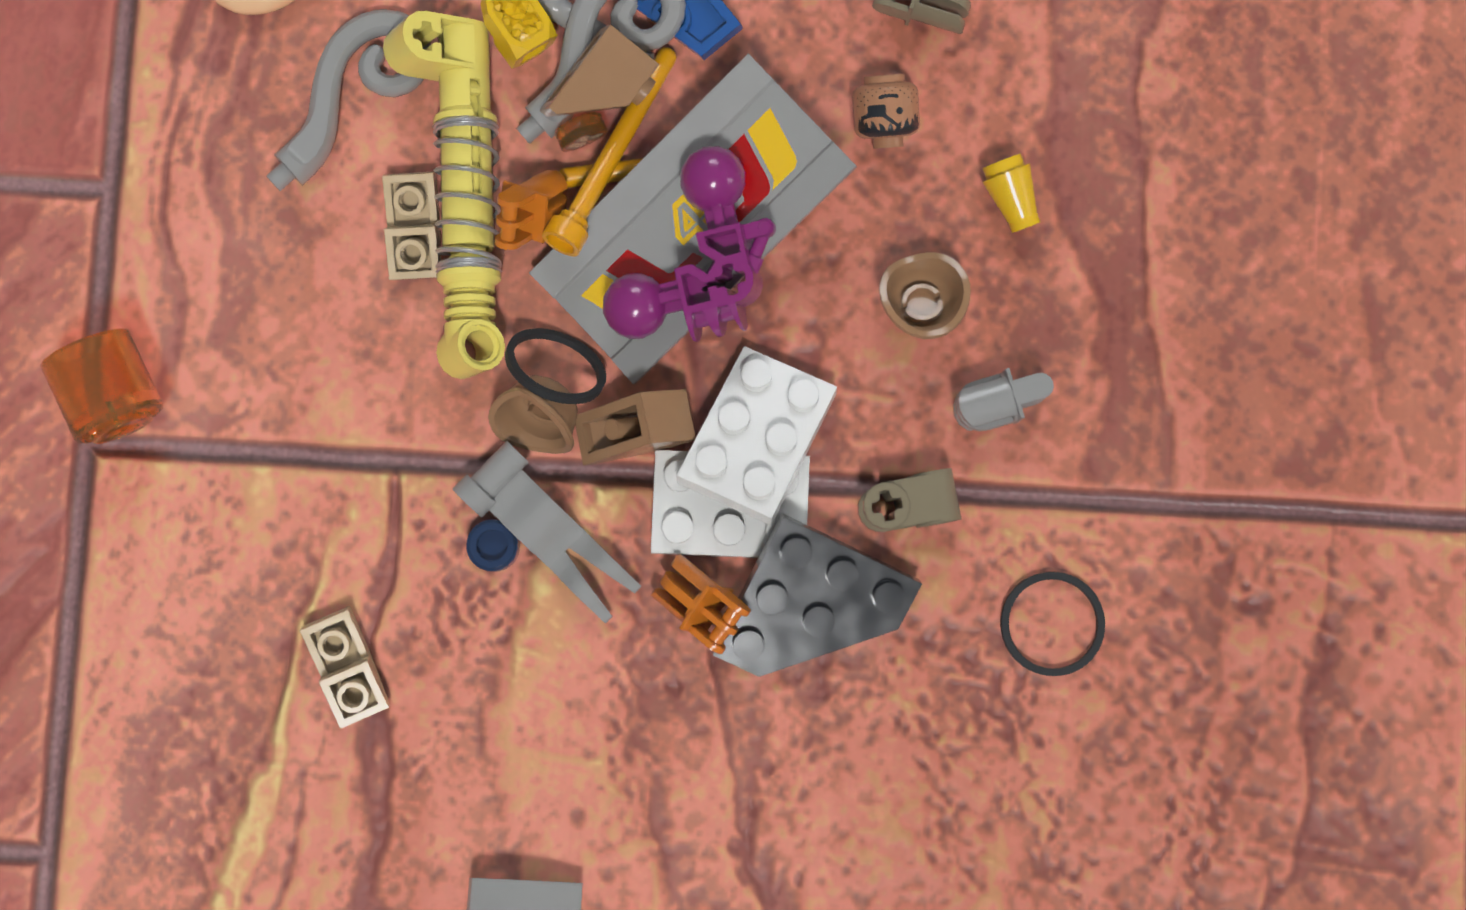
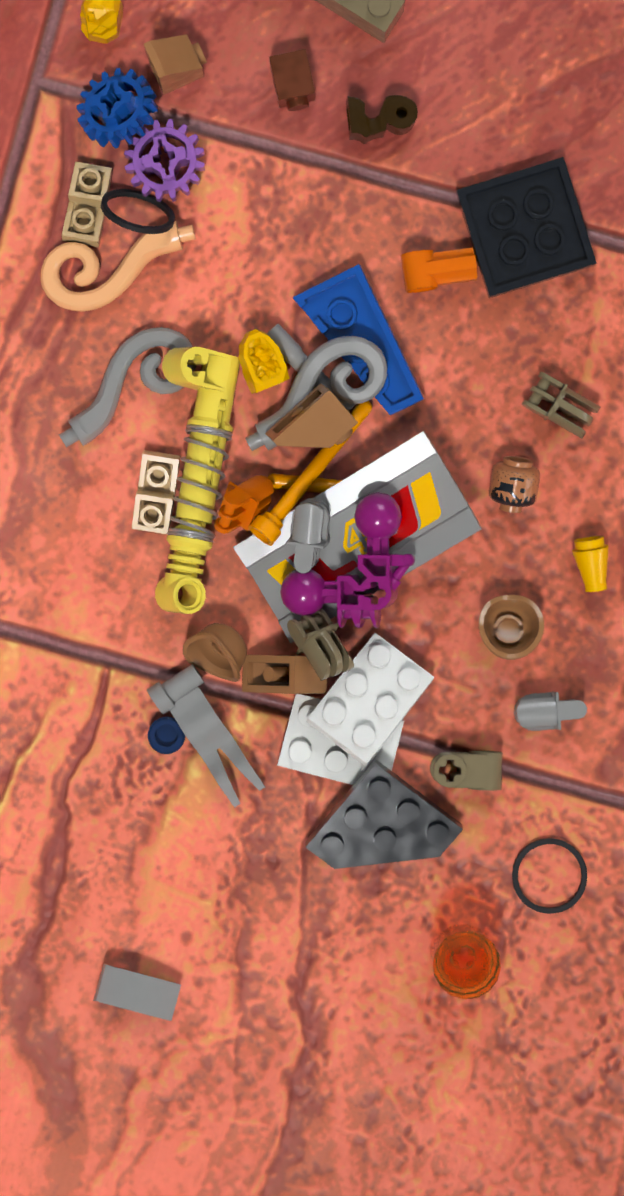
camera: 15 degrees right, 5 degrees up
(345, 667) = (45, 798): tan slope -> none
(549, 394) = (221, 636): black piece -> none
(580, 131) = (287, 453): clear orange tile -> none
(625, 224) = (309, 533): none -> light grey arm
(673, 370) = (320, 644): none -> dark tan arm
(698, 603) = (302, 808): orange arm -> none
(987, 781) = (478, 975): none -> clear orange piece

